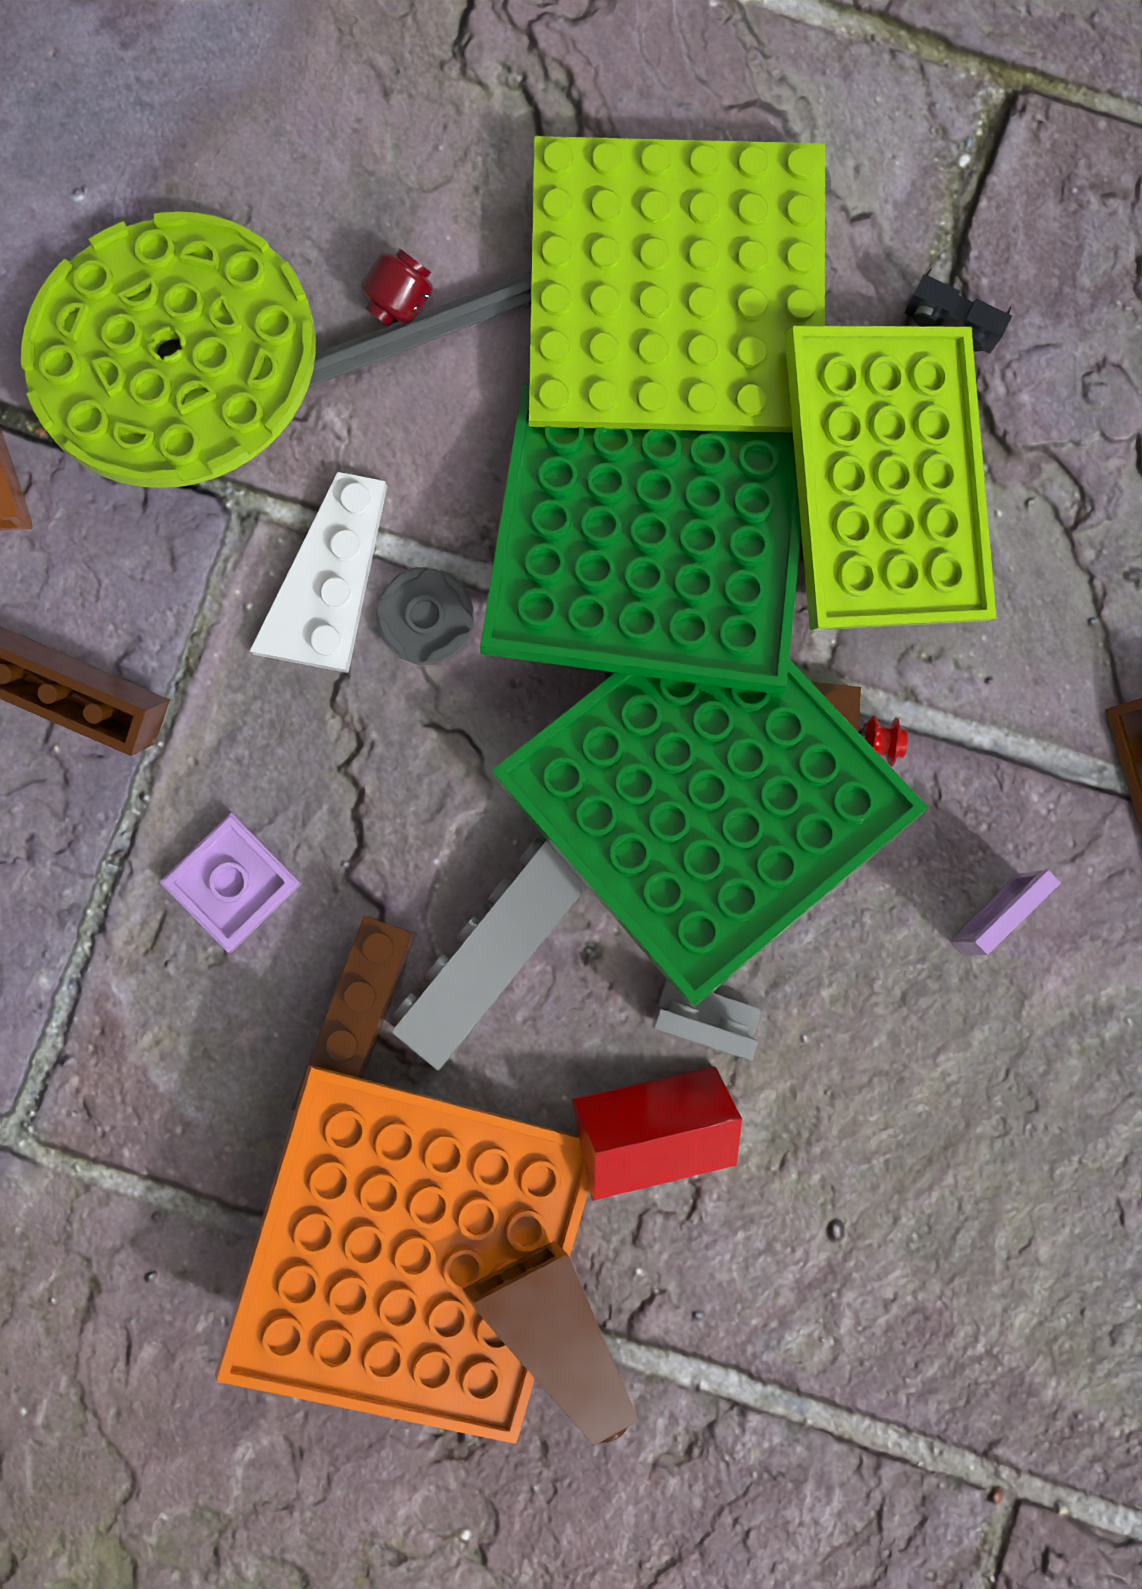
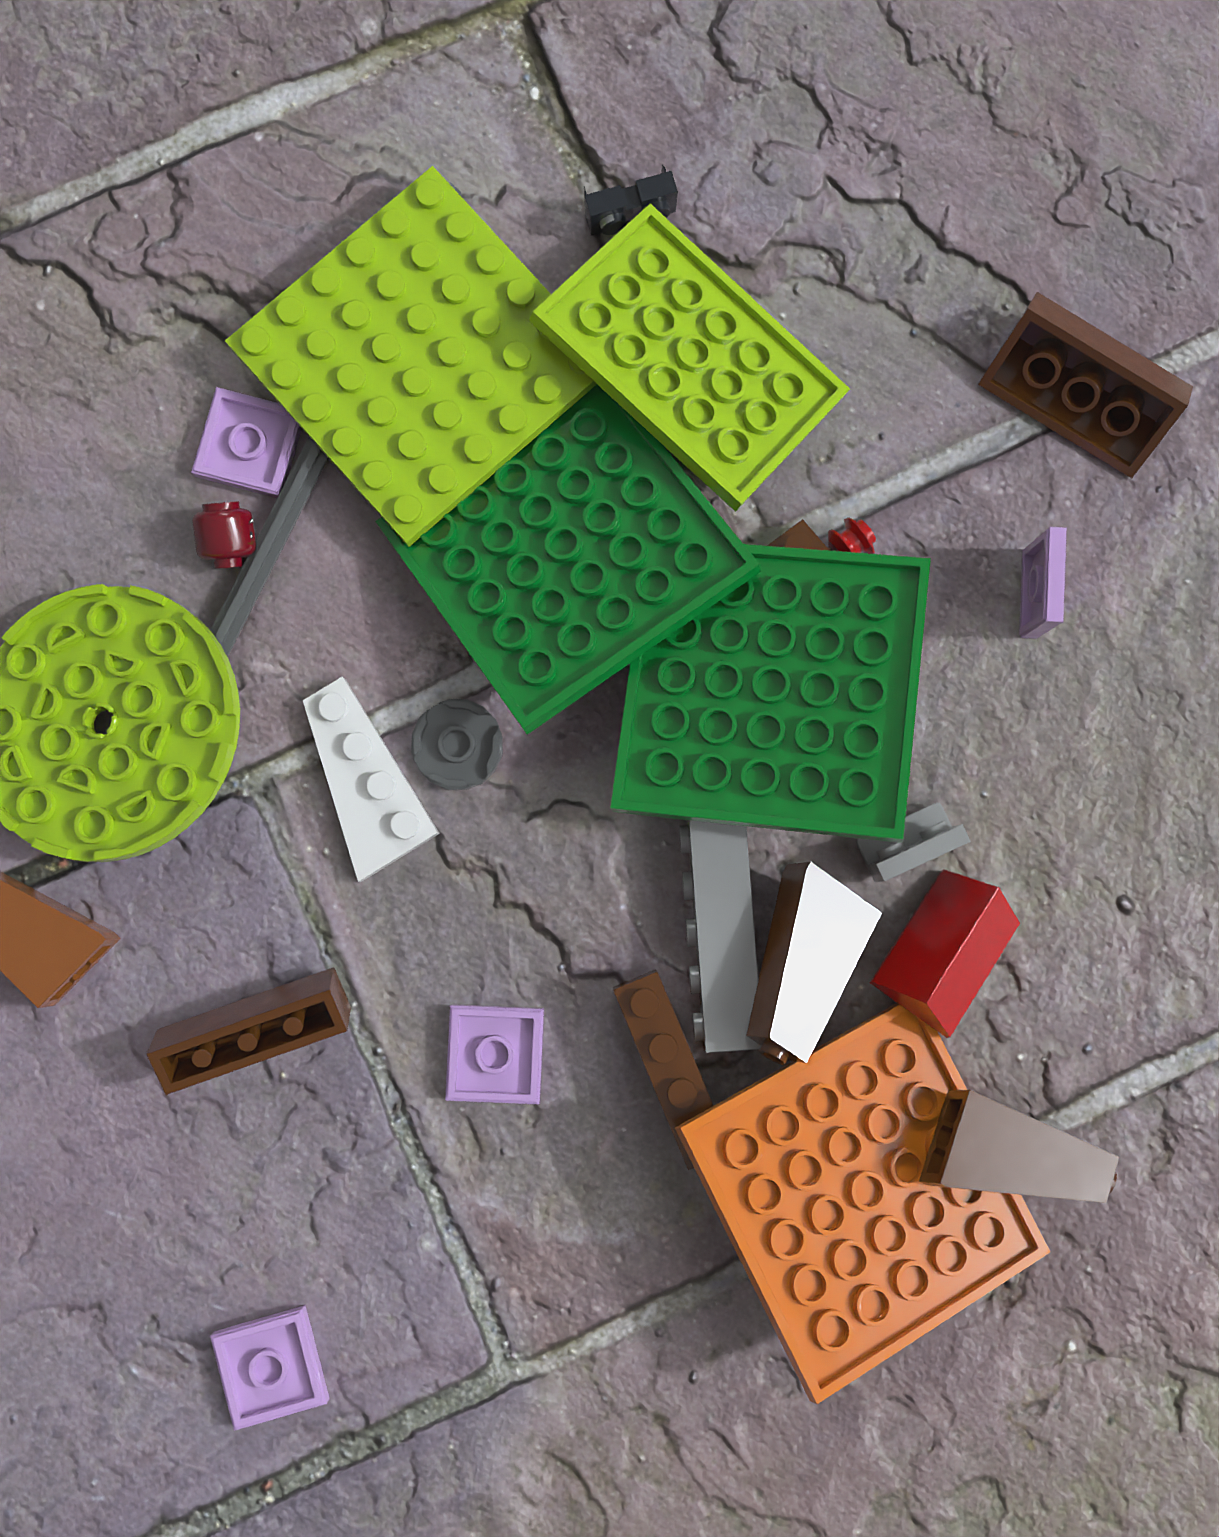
camera: 40 degrees left, 0 degrees up
(480, 233) = (247, 443): none -> lavender tile
(537, 1035) = (806, 960): none -> slope

